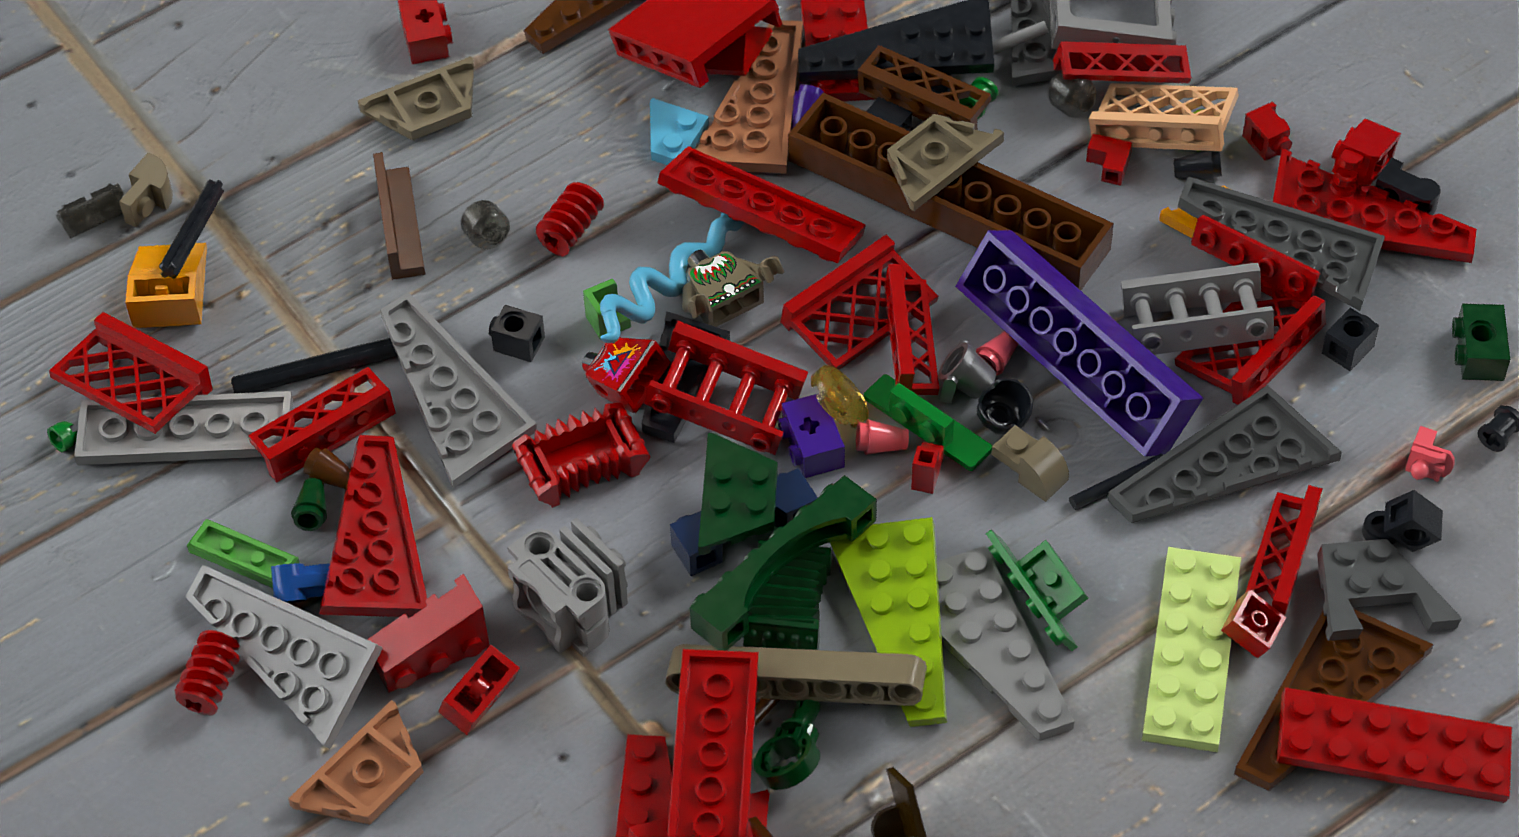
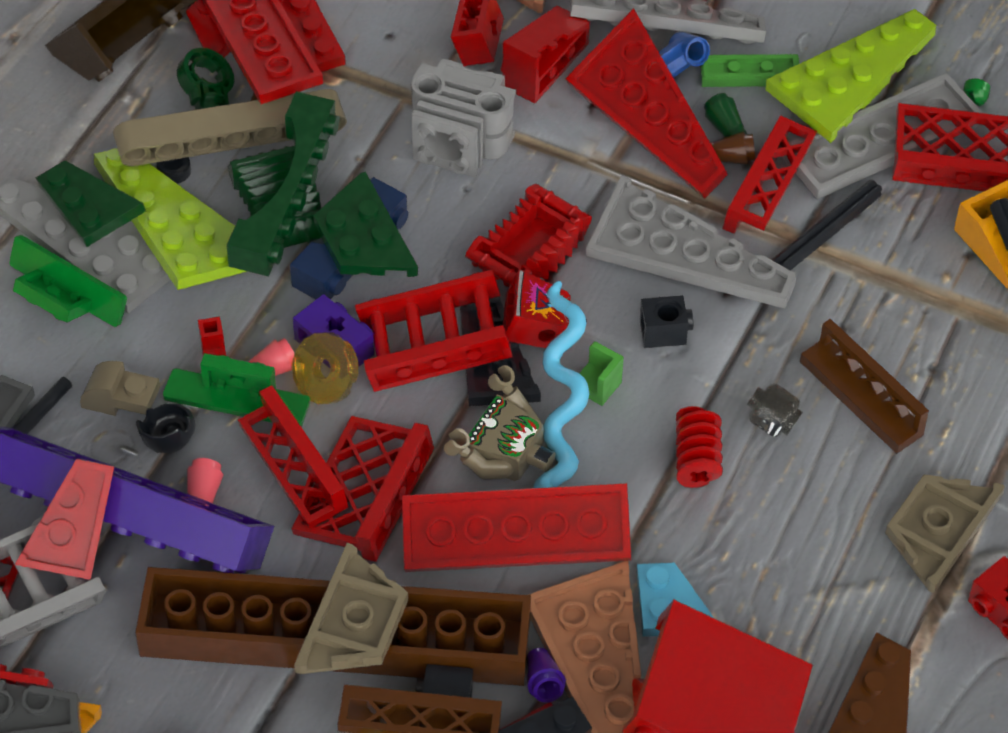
camera: 150 degrees right, 0 degrees up
(177, 488) = (850, 75): none -> lime wing
(964, 371) = (221, 440): flat silver piece -> none
(981, 651) = (87, 202): none -> dark green wing
(1133, 303) = (72, 523): none -> wing

